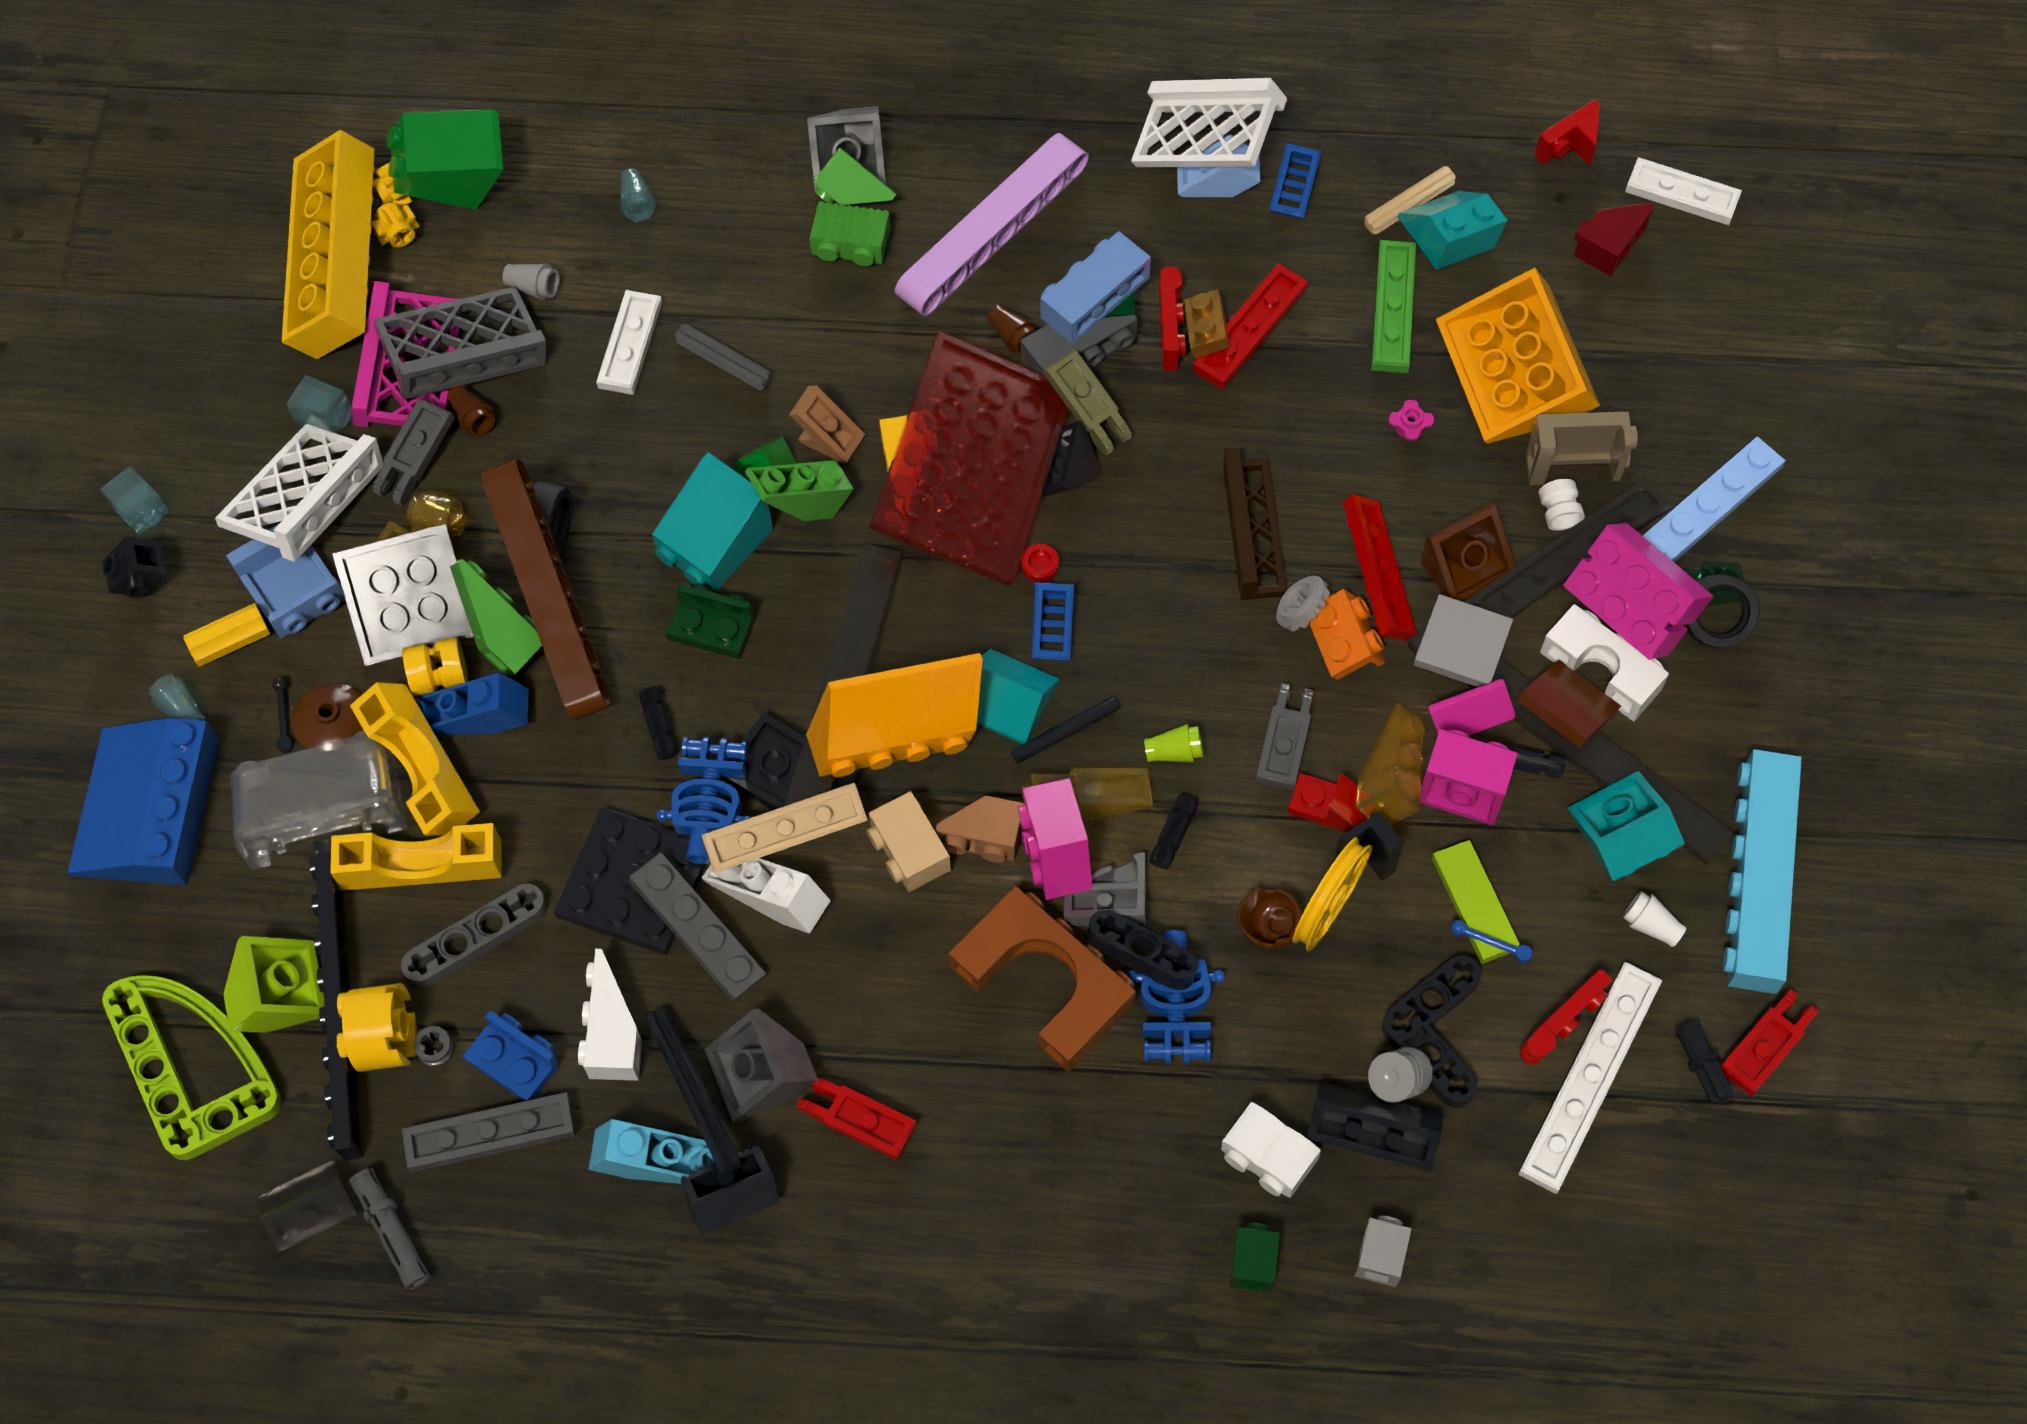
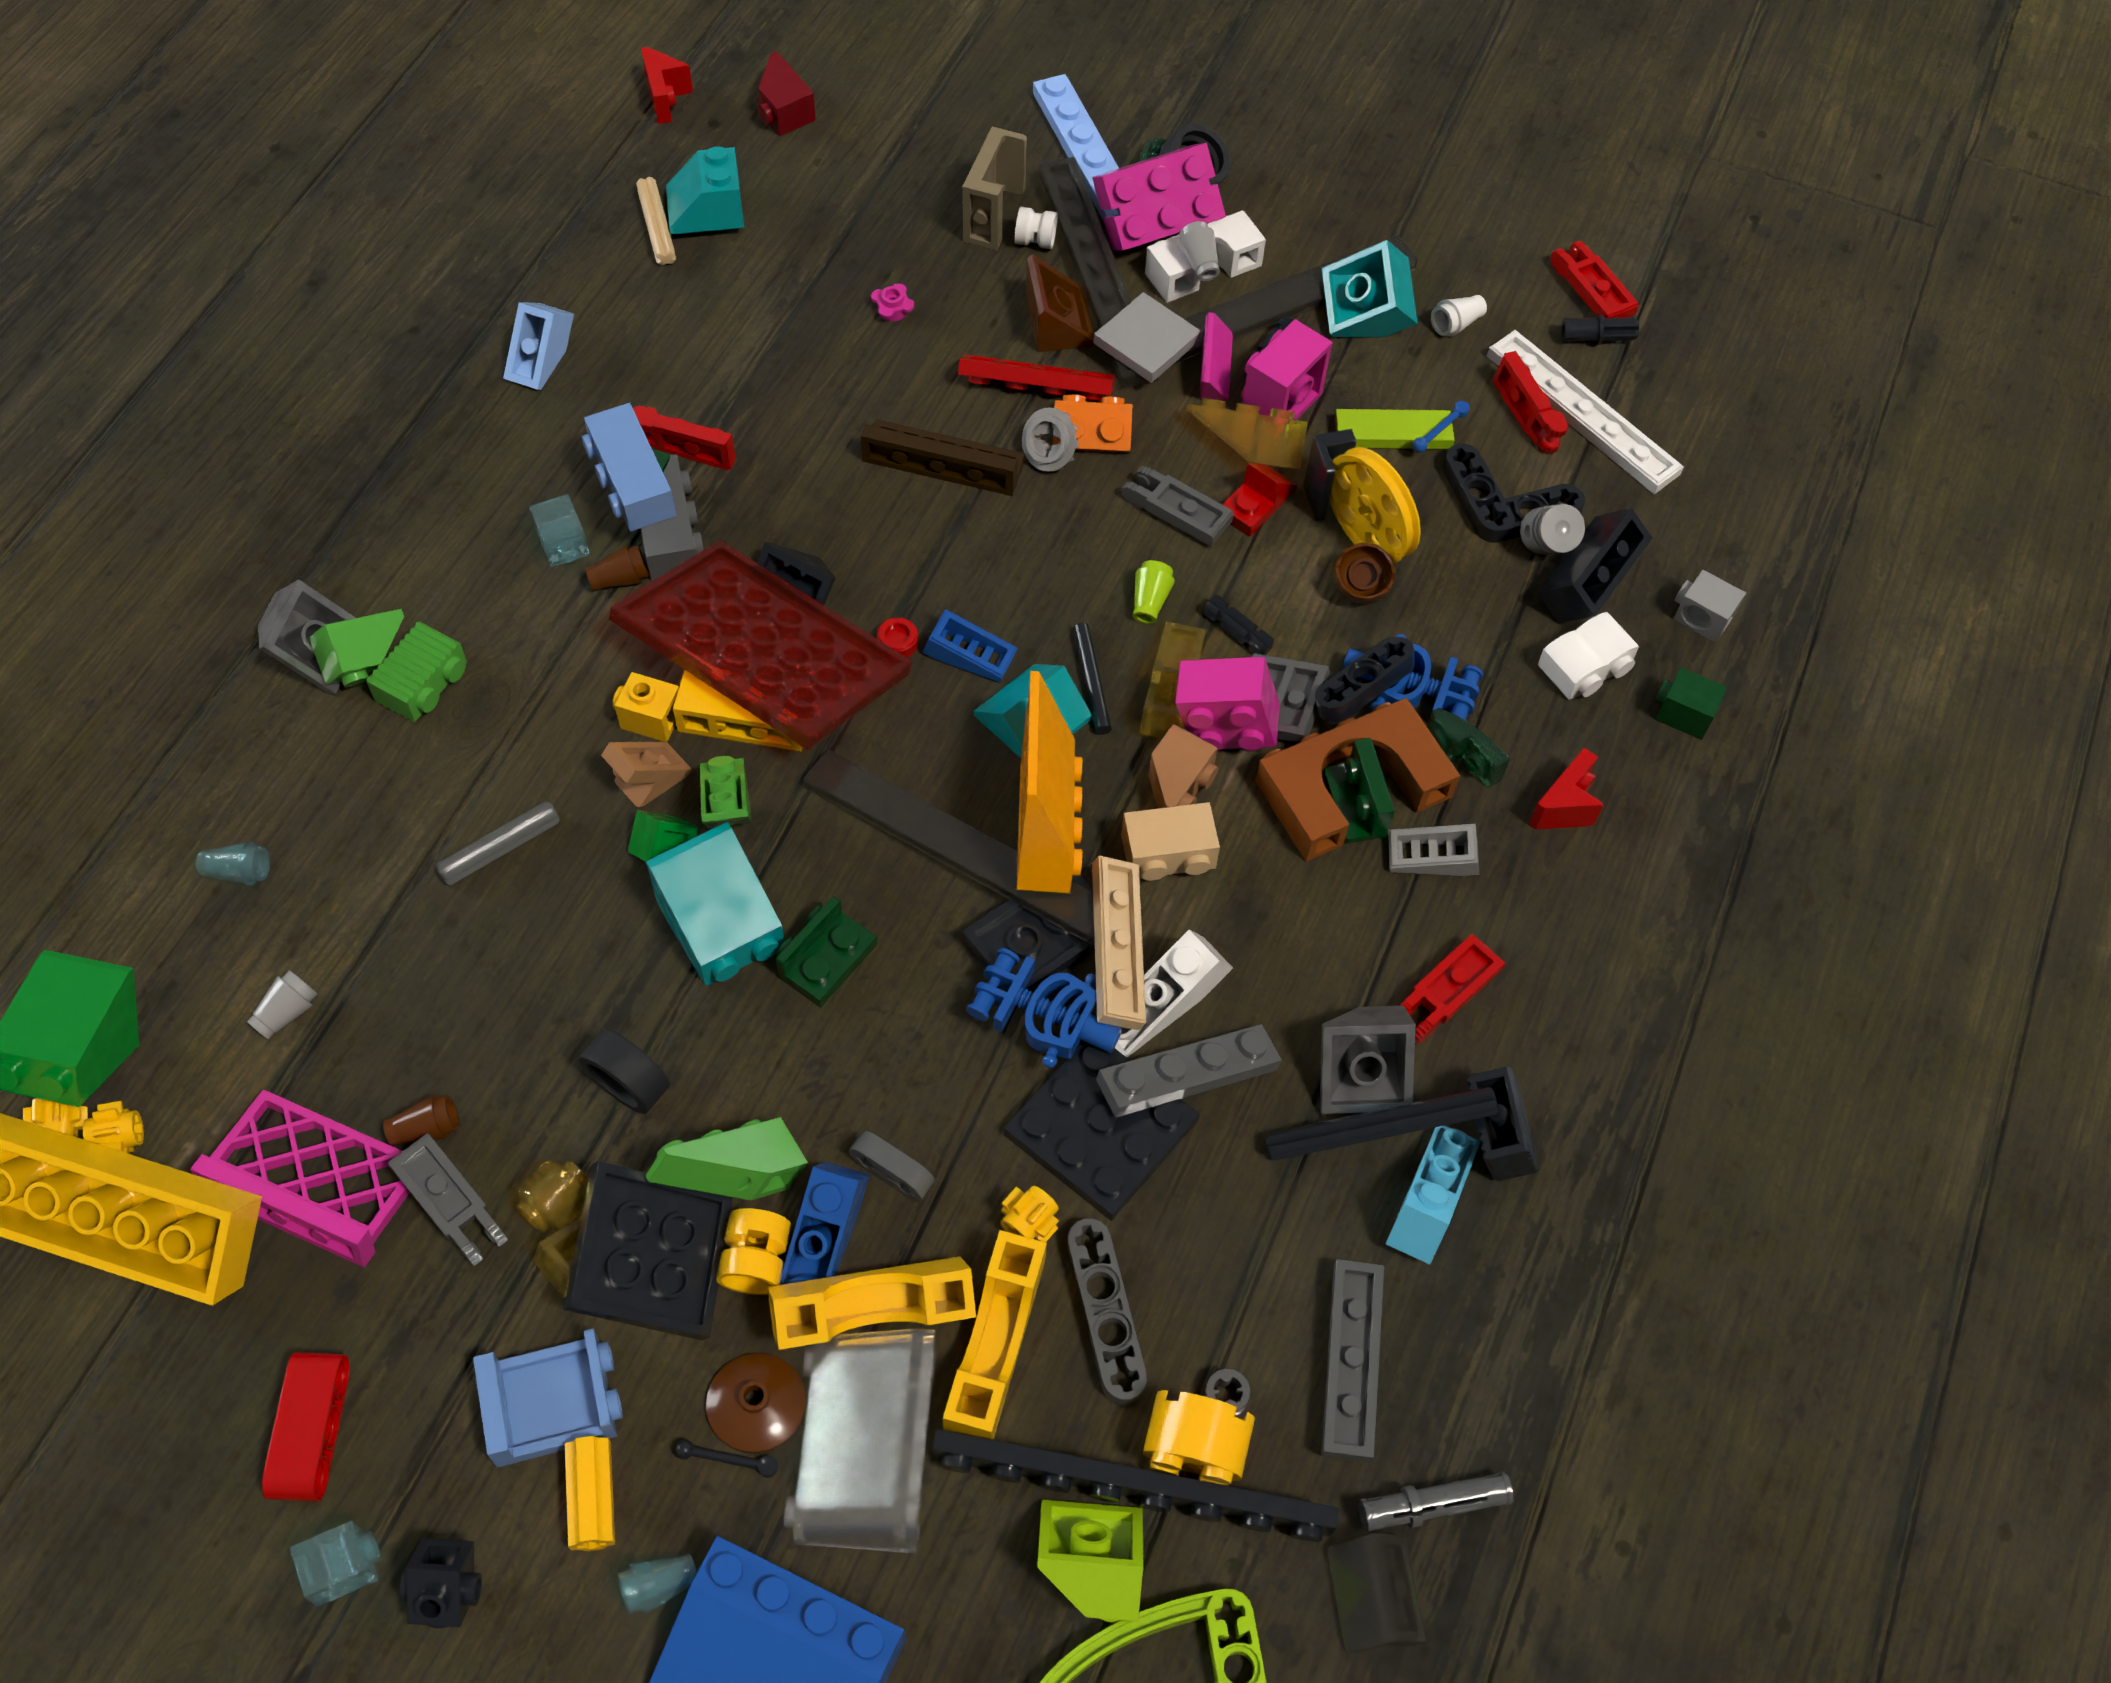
camera: 75 degrees left, 5 degrees down
(223, 441) = (306, 1427): none -> red beam
(319, 405) = (324, 1291): clear light blue brick -> none
(321, 501) = (473, 1318): white fence -> none
(469, 361) = (367, 1105): dark grey fence -> none
(512, 1057) = (1269, 1310): blue bracket -> none
(528, 849) = (1030, 1214): none -> yellow gear
(540, 737) = (892, 1166): none -> dark grey beam
(546, 589) = (722, 1085): reddish brown beam -> none
(612, 1038) = (1271, 1191): white slope -> none
(629, 342) = (423, 931): white tile -> none
(658, 723) = (923, 1043): black axle -> none
(882, 400) = (646, 706): none -> yellow brick
(991, 224) = (484, 547): lavender beam -> none
(1007, 1095) = (1450, 835): none -> light grey slope
(1023, 985) = (1361, 793): none -> dark green bracket
(1029, 270) = (559, 530): none -> clear light blue brick
(1087, 399) = (743, 527): olive hinge -> none
(1090, 1163) = (1567, 800): none -> red slope
(1118, 1055) = (1464, 740): none -> clear green slope
(1206, 323) = (709, 407): pearl gold plate -> none
(1212, 99) = (469, 297): white fence -> none
(1252, 325) = (726, 381): red plate -> none
(1300, 156) = (570, 272): blue slope -> none
(1393, 306) = (762, 273): bright green tile -> none
(1516, 357) = (872, 201): light orange slope -> none
(1568, 703) = (1237, 291): reddish brown tile -> none
(1582, 647) = (1199, 248): none -> light grey cone
(1683, 191) = (759, 41): white tile -> none
(1763, 872) = (1443, 226): medium azure brick -> none

